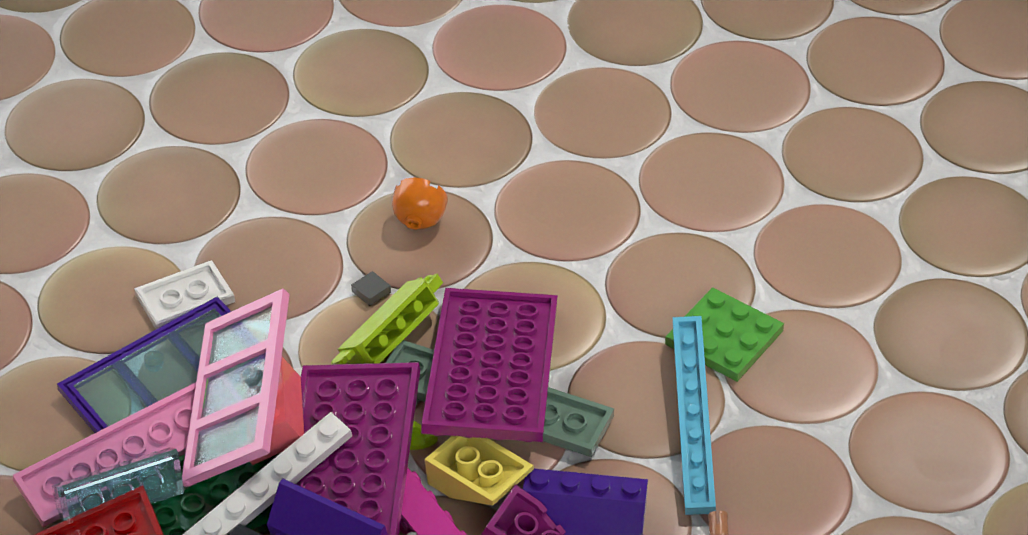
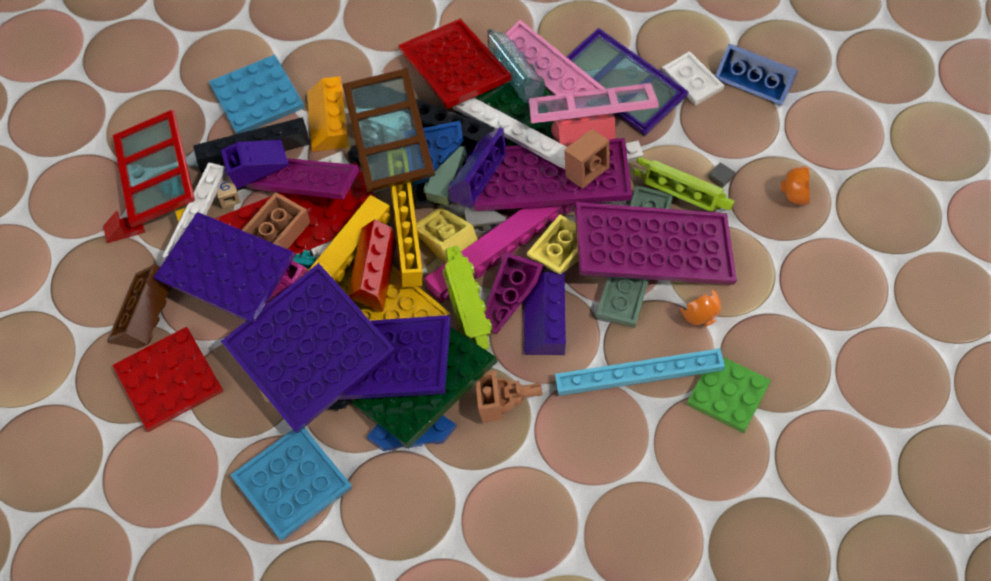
camera: 85 degrees right, 15 degrees up
(202, 220) = (756, 74): none -> blue slope
(353, 394) = (587, 158): none -> nougat brick
(599, 333) = (703, 310): none -> orange cylinder

